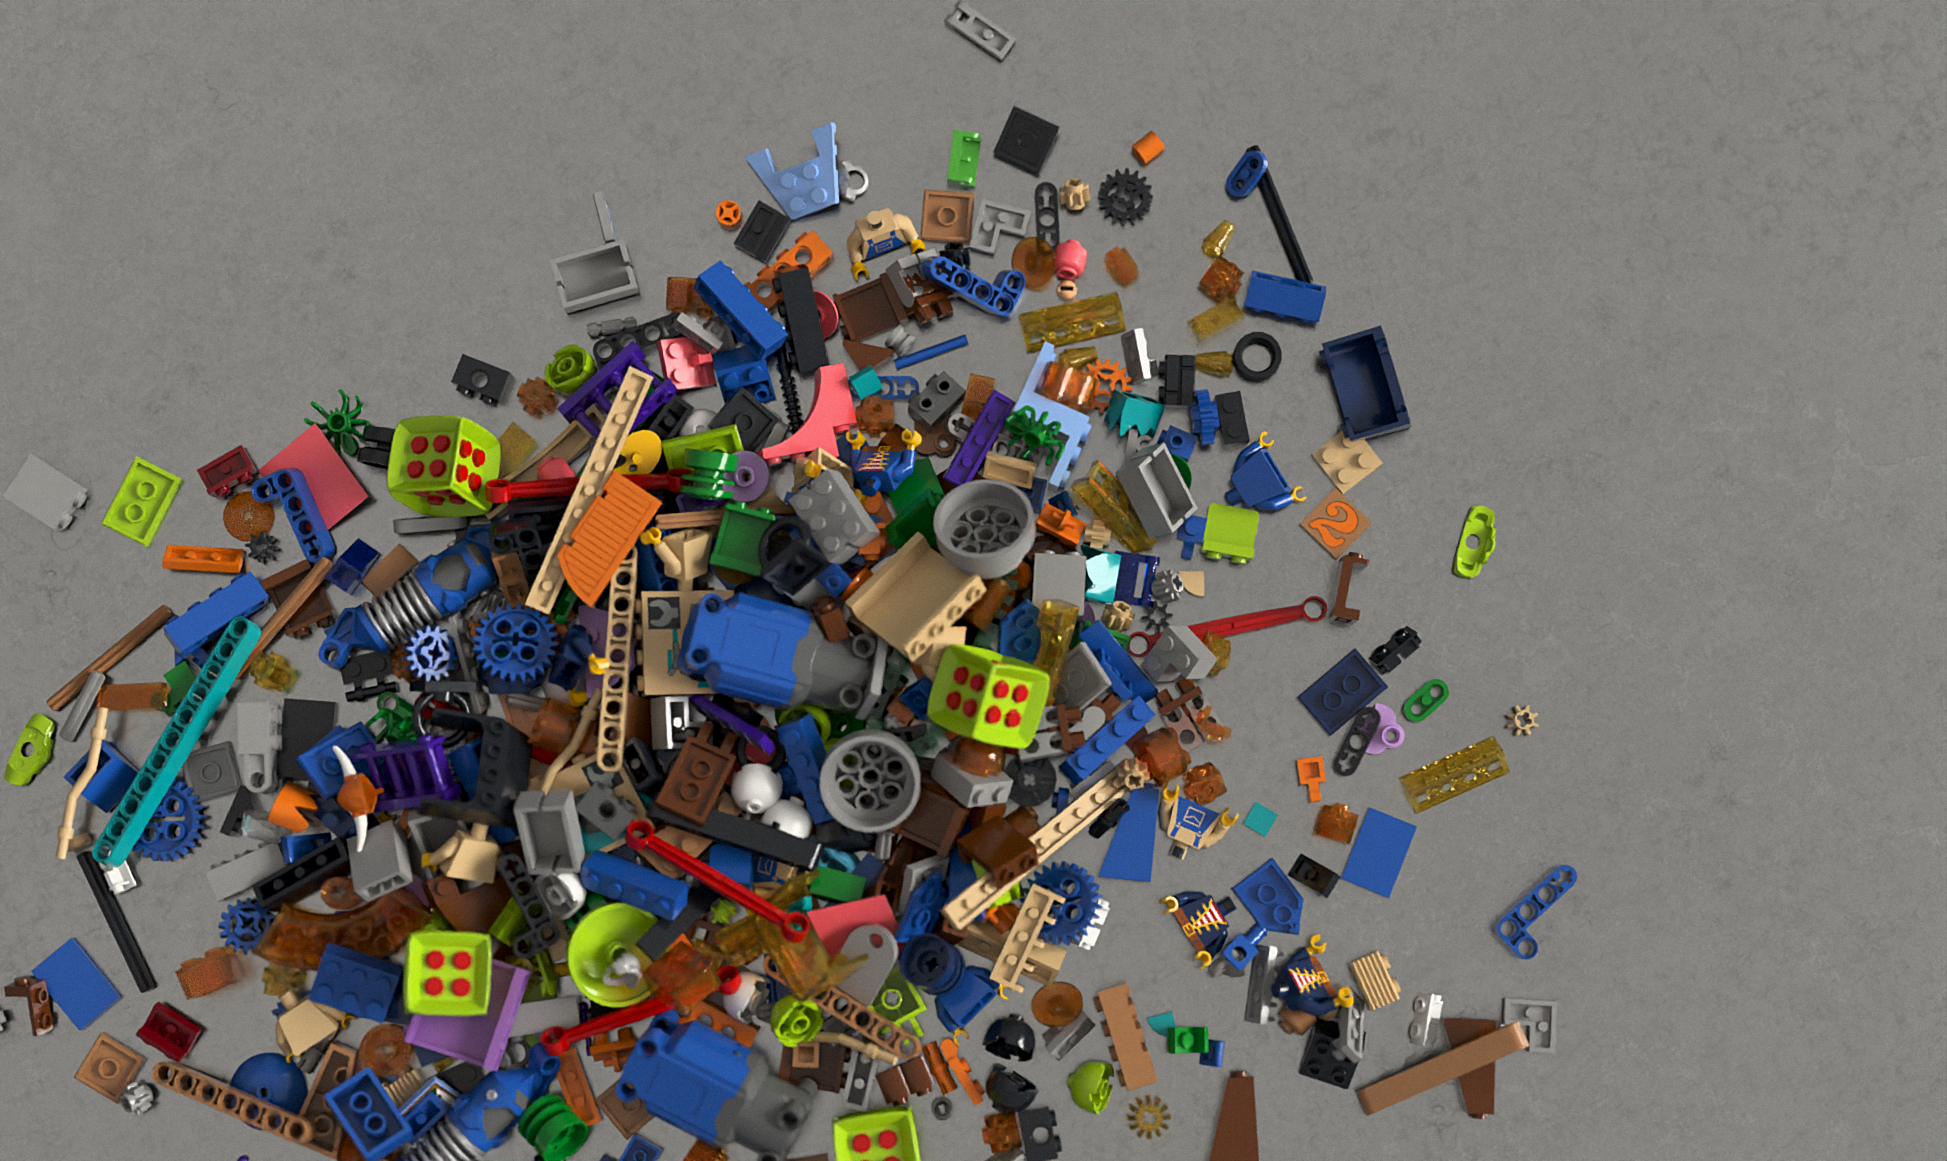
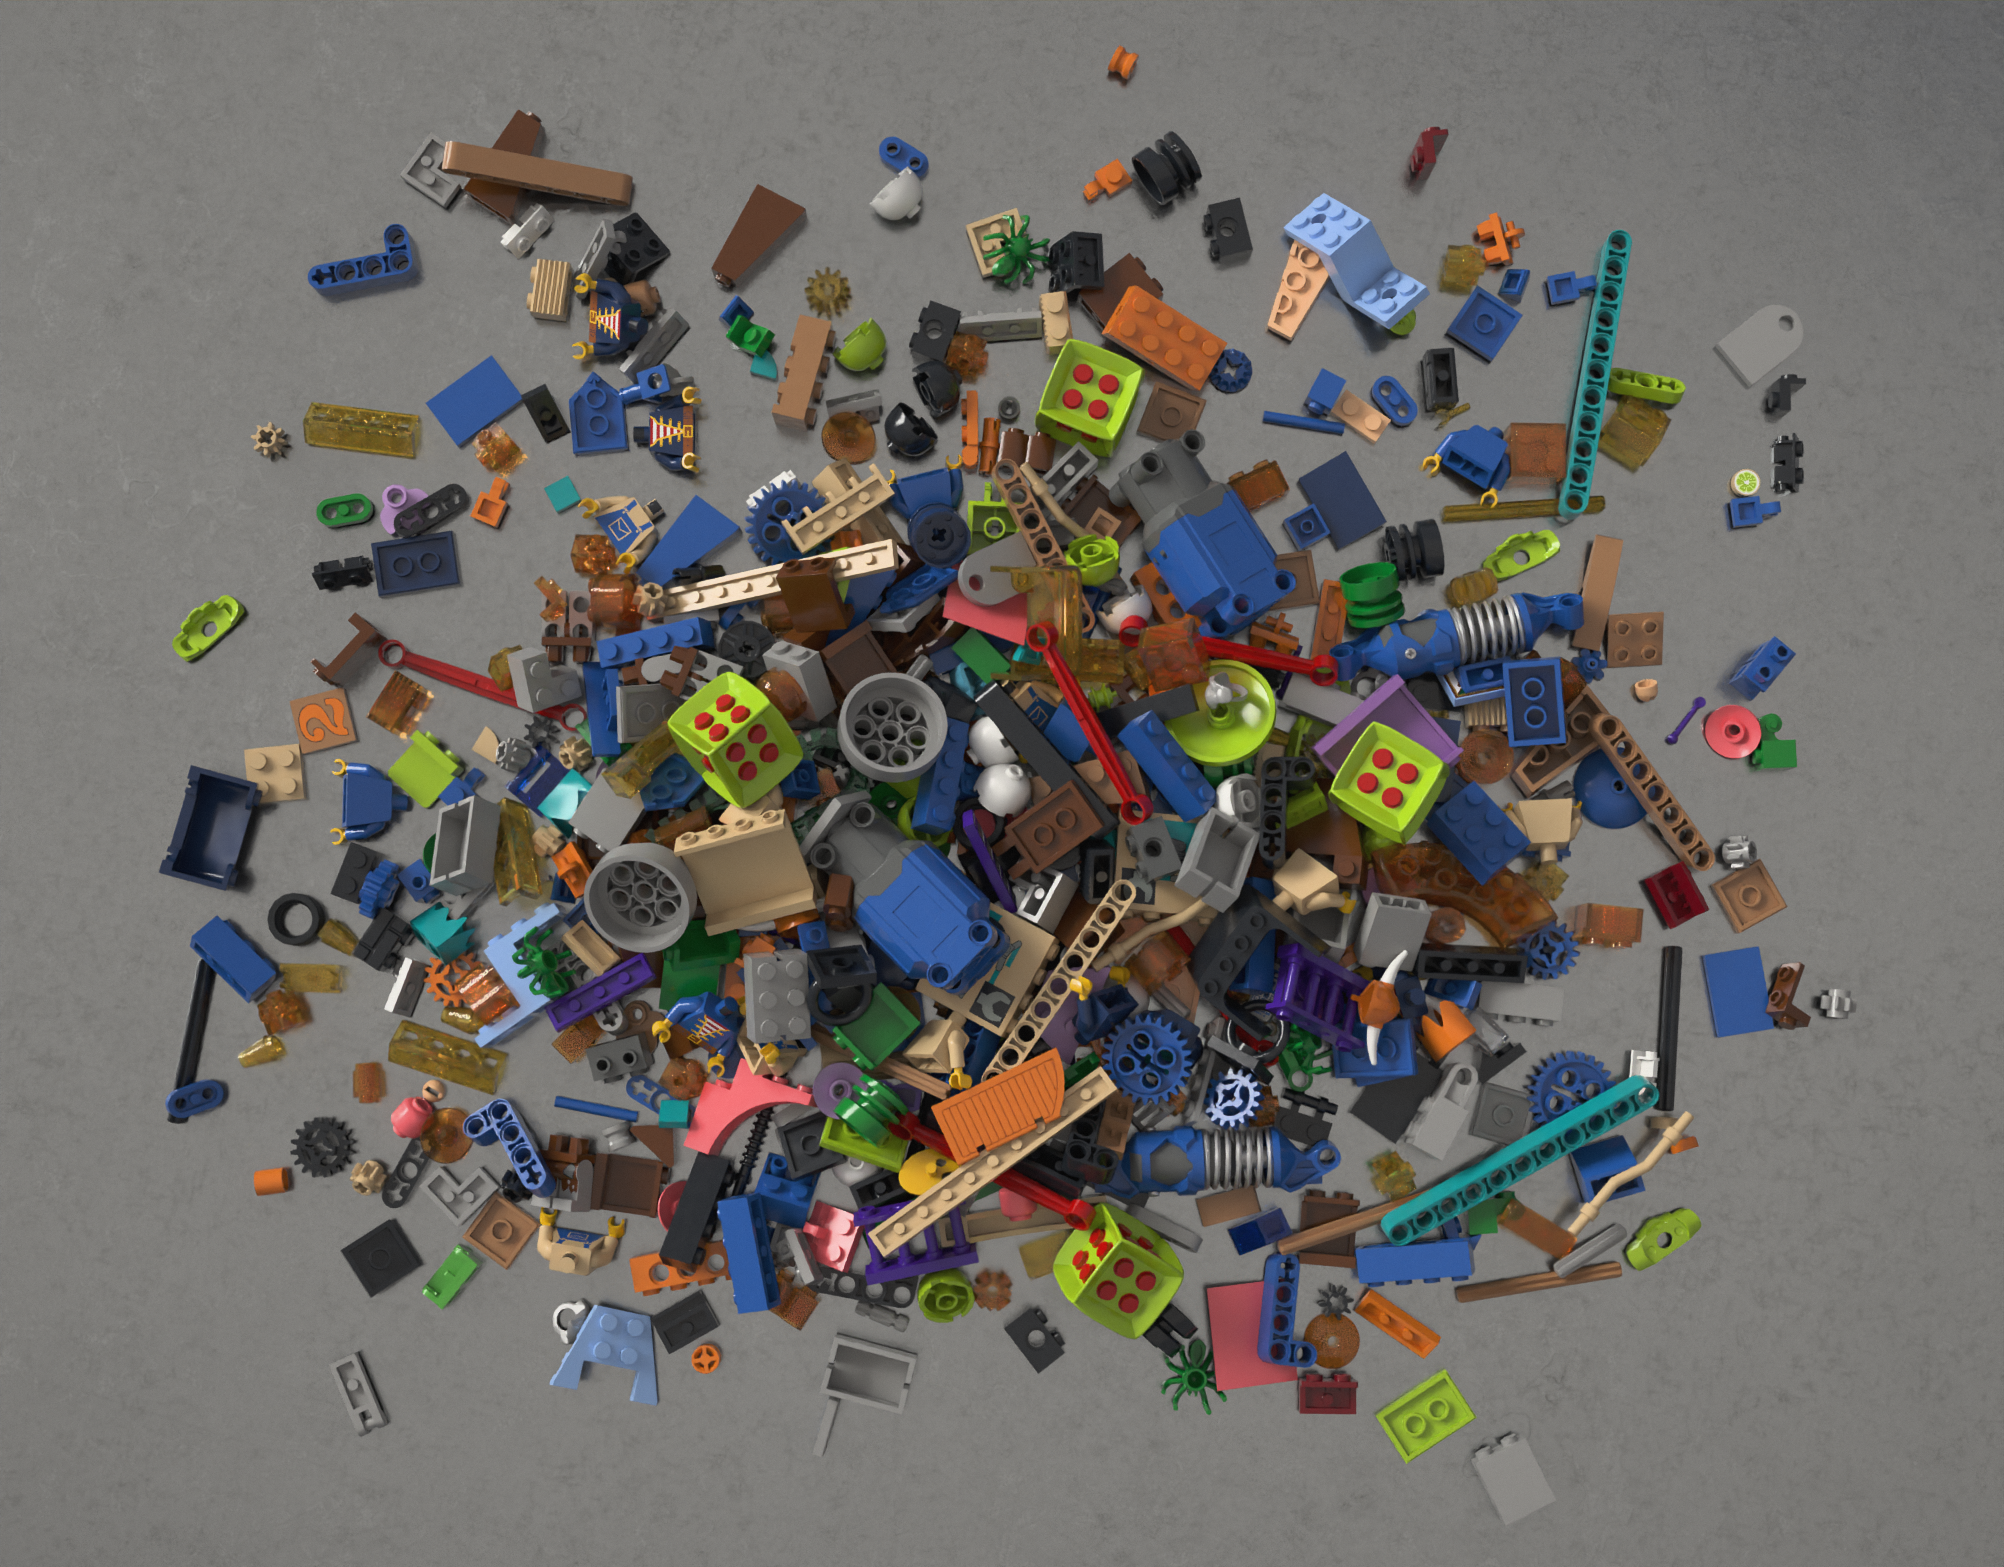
camera: 150 degrees left, 0 degrees up
(51, 835) = (1684, 1144): none -> orange tile
(1284, 571) = (398, 703): none -> clear orange brick

